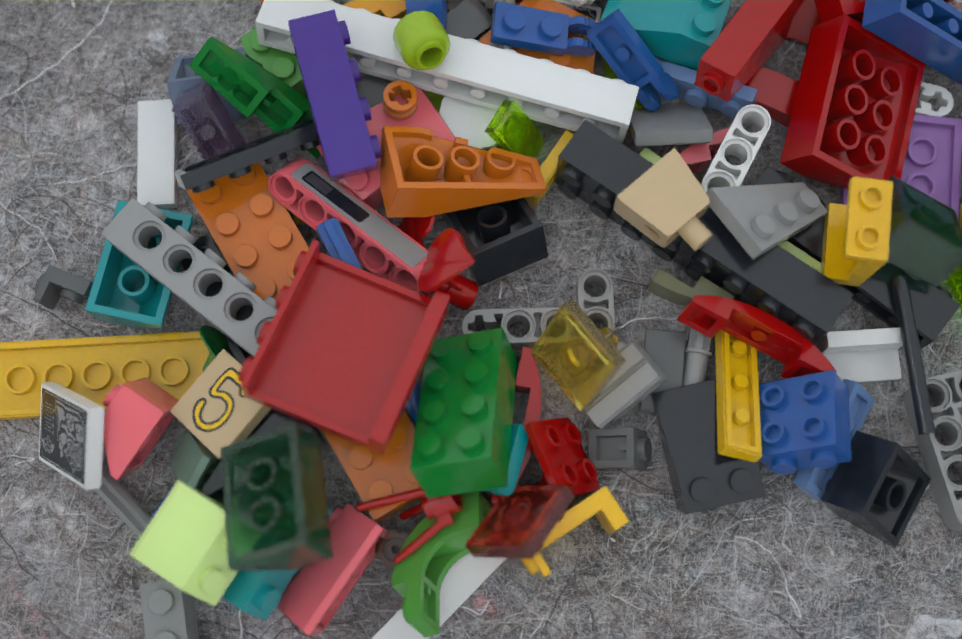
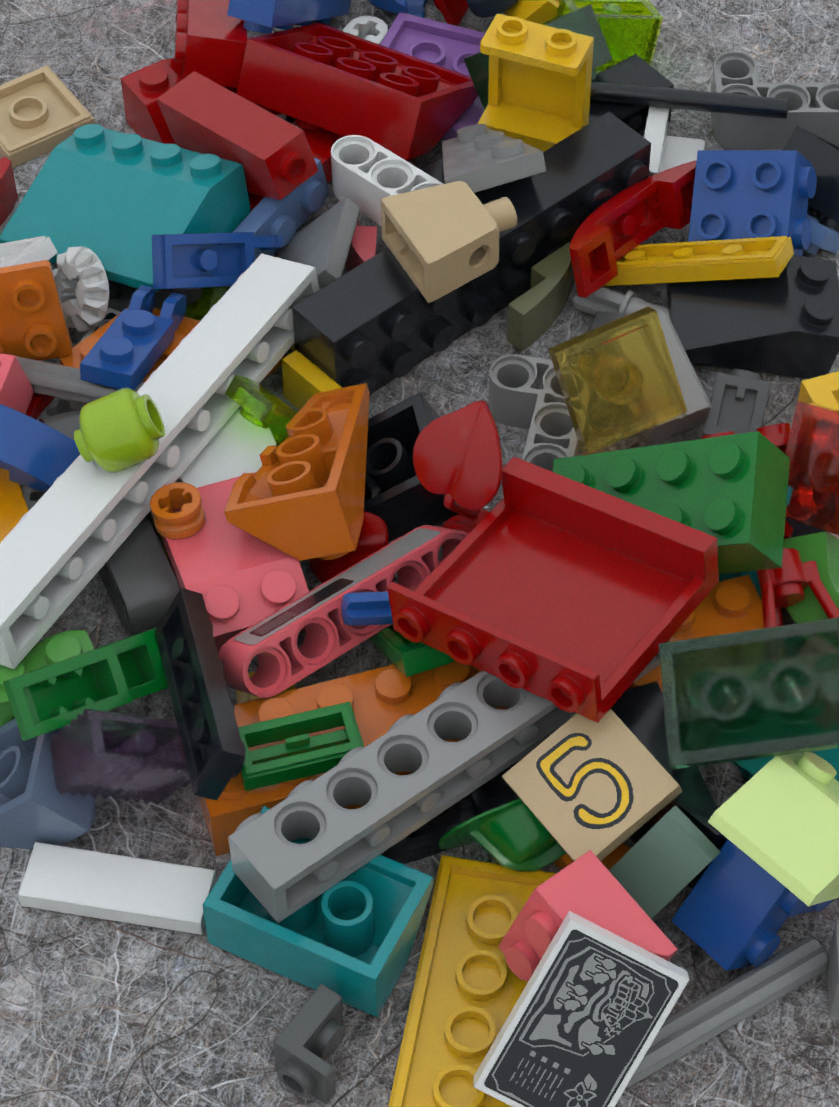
camera: 80 degrees left, 25 degrees down
(247, 249) = (300, 754): none -> green tile
(333, 96) = (161, 550): dark purple brick -> none

